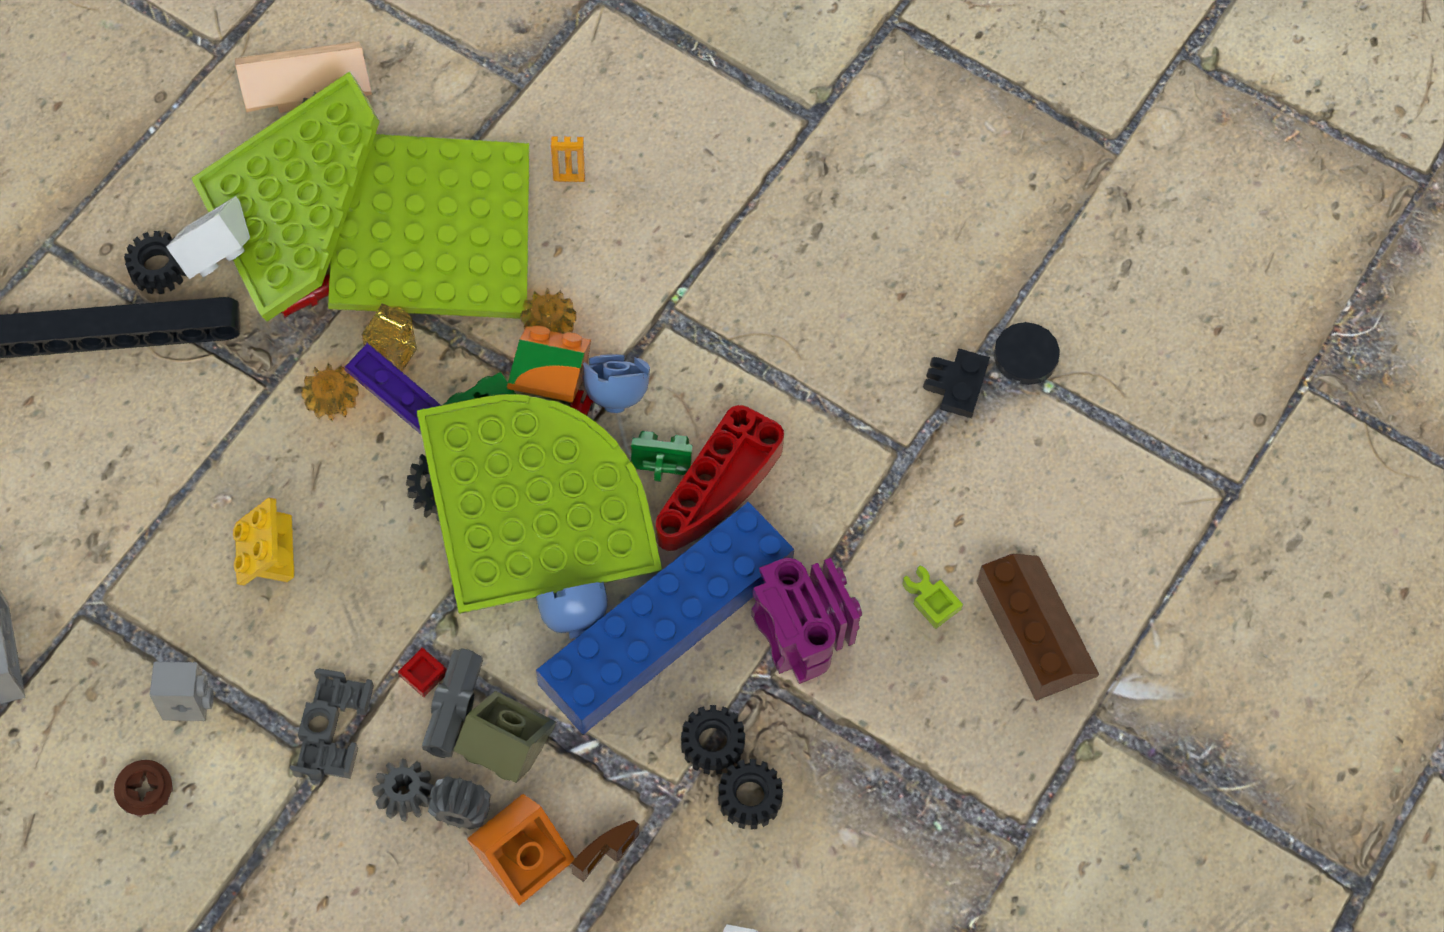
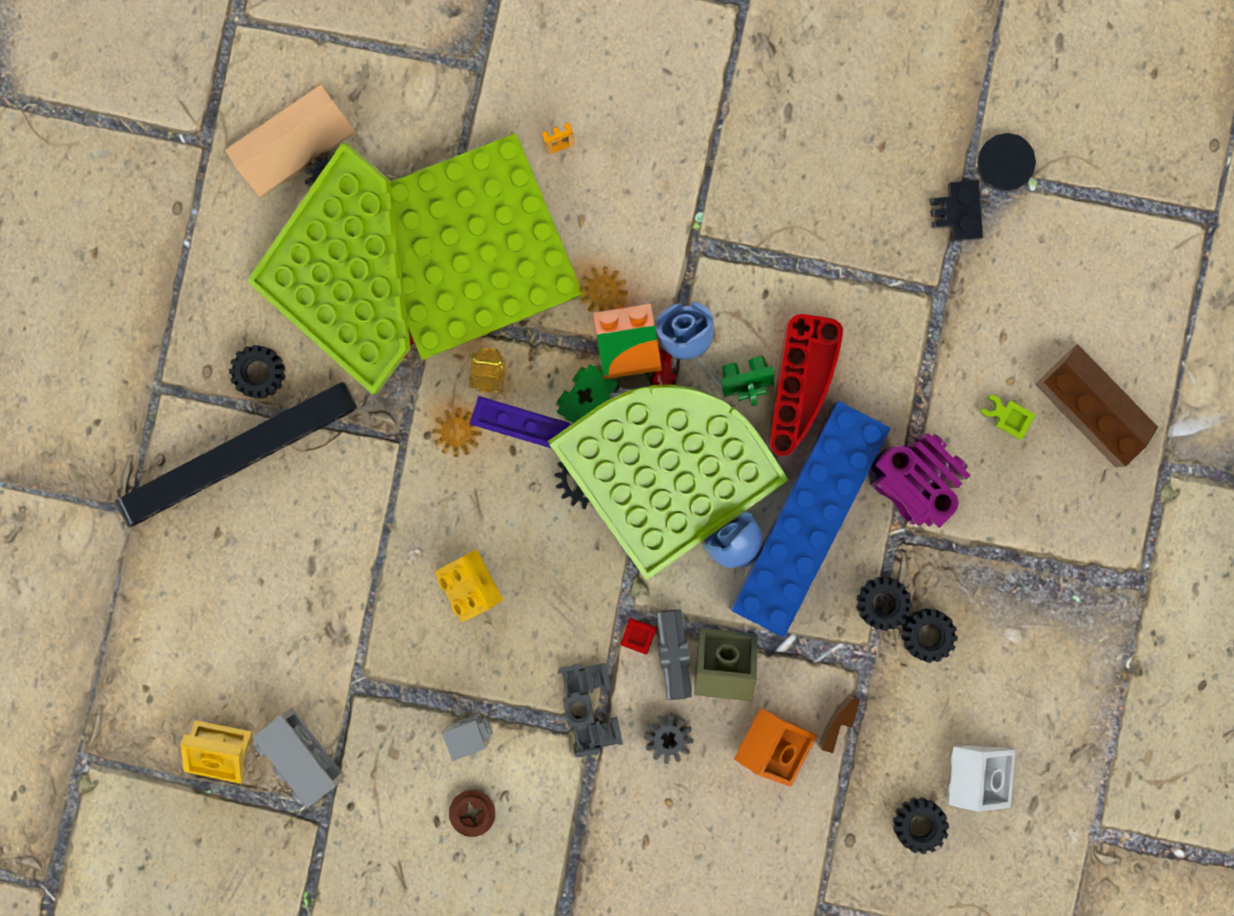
camera: 15 degrees left, 25 degrees up
(211, 239) = (295, 339): white slope -> none
(459, 803) = (717, 735): dark grey gear -> none

